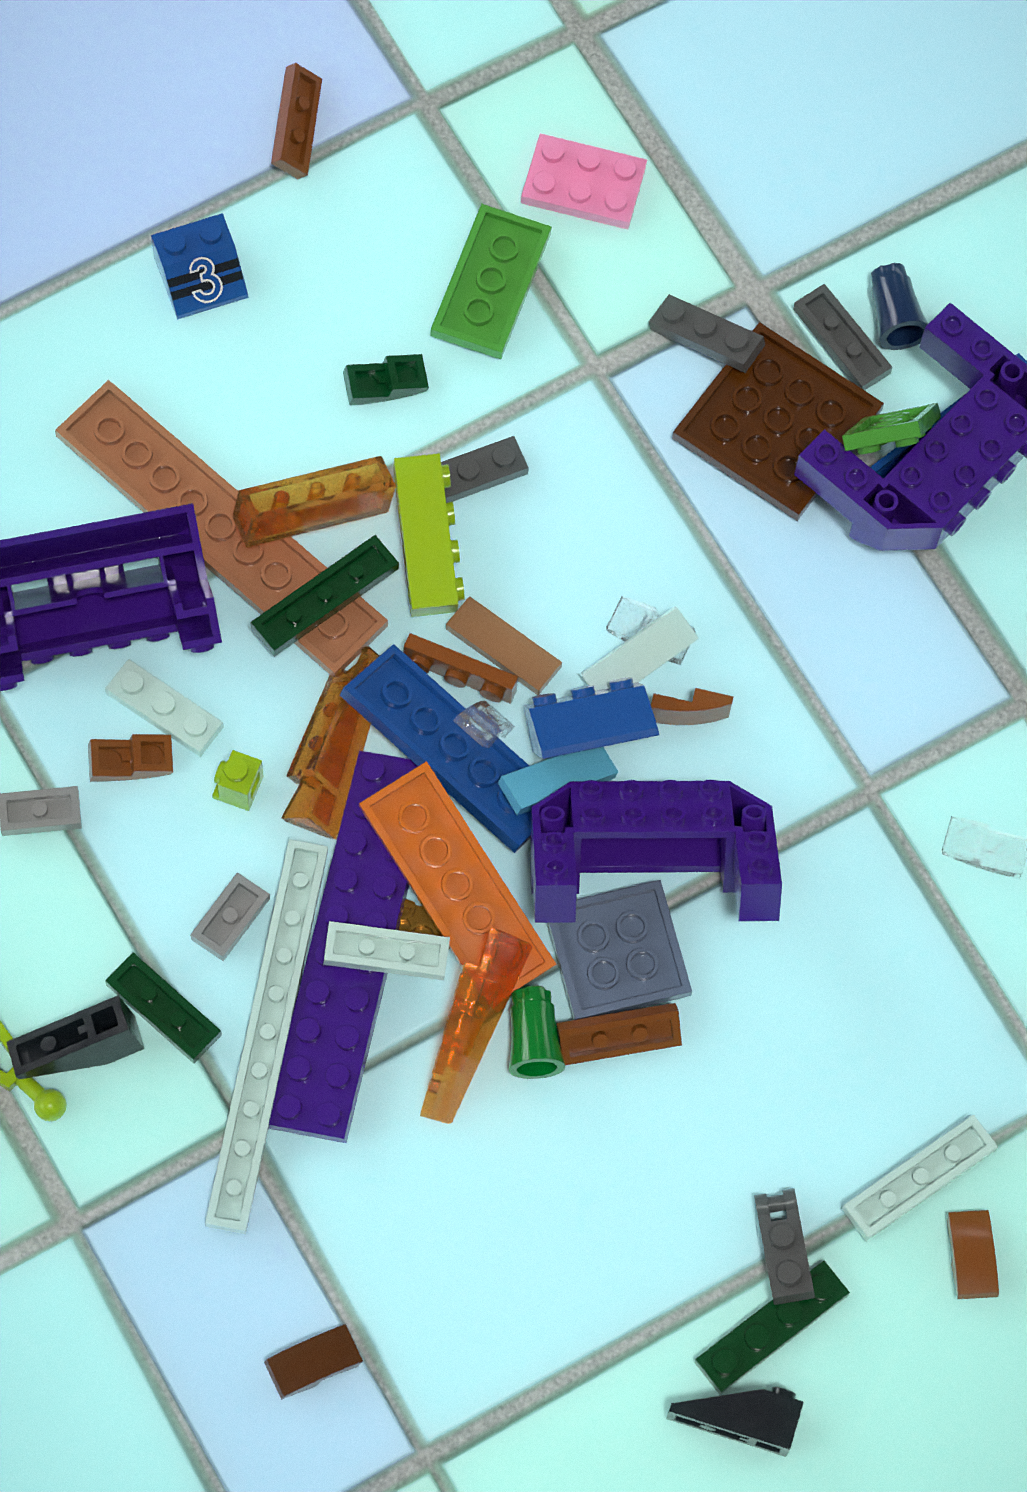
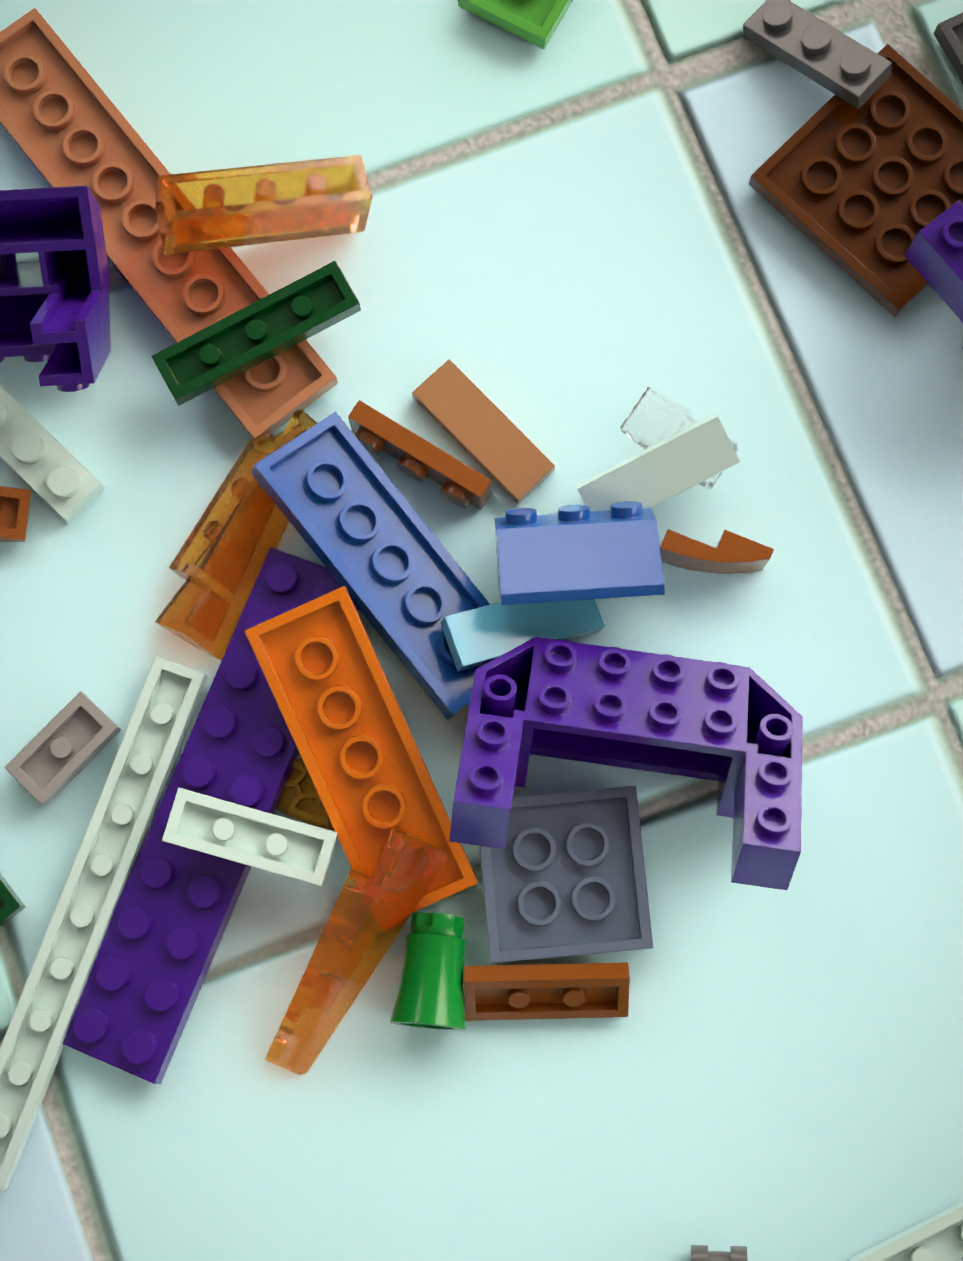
camera: 15 degrees right, 10 degrees up
(238, 780) = (105, 565): lime brick -> none
(386, 381) = (392, 58): dark green slope -> none
(426, 535) = (404, 268): lime brick -> none
(484, 723) = (435, 538): clear slope -> none
(485, 468) = (476, 195): dark grey plate -> none

